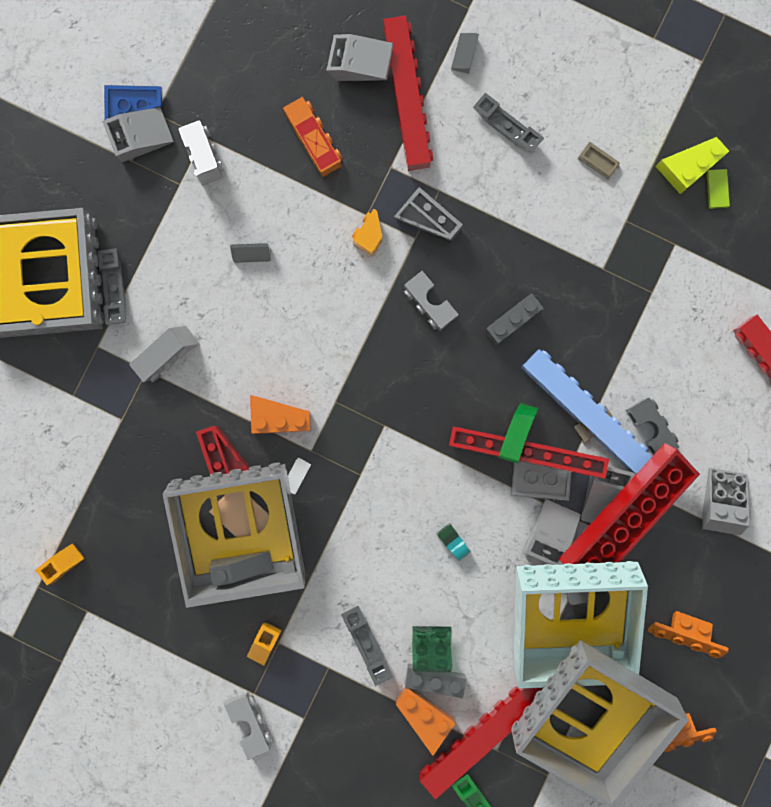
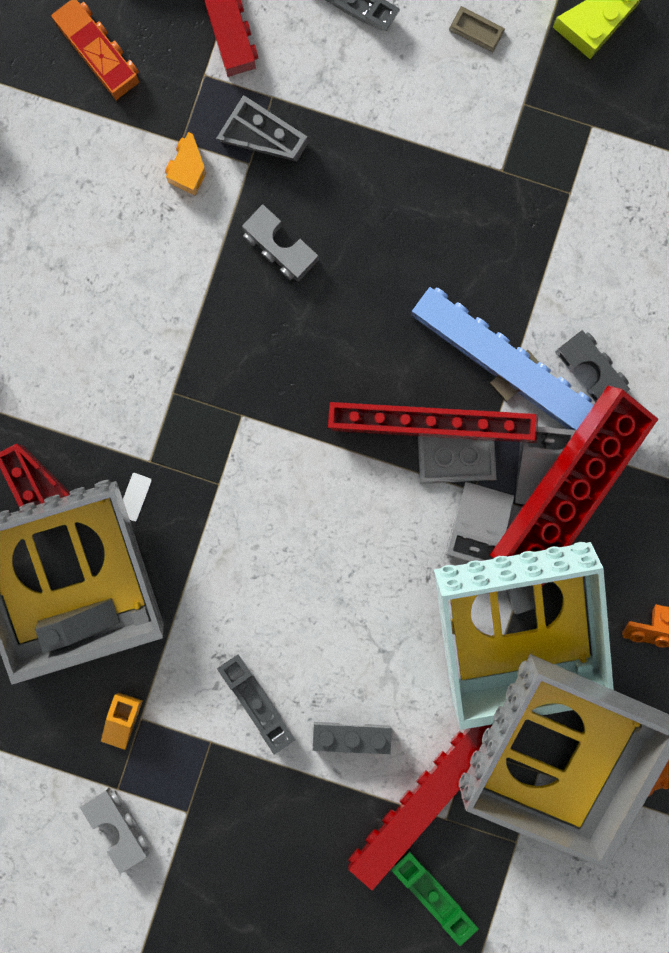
camera: 10 degrees left, 0 degrees up
(235, 515) = (61, 559): light nougat tile -> none
(250, 252) = (34, 211): dark grey slope -> none
(276, 417) = (99, 423): orange wedge -> none
(425, 717) = (345, 787): orange wedge -> none
(431, 648) = (341, 696): clear green bracket -> none
(453, 542) = (352, 554): leg -> none
(513, 319) = (391, 251): dark grey arch -> none
(518, 433) = (415, 398): green slope -> none
(717, 189) = (638, 45): lime tile -> none

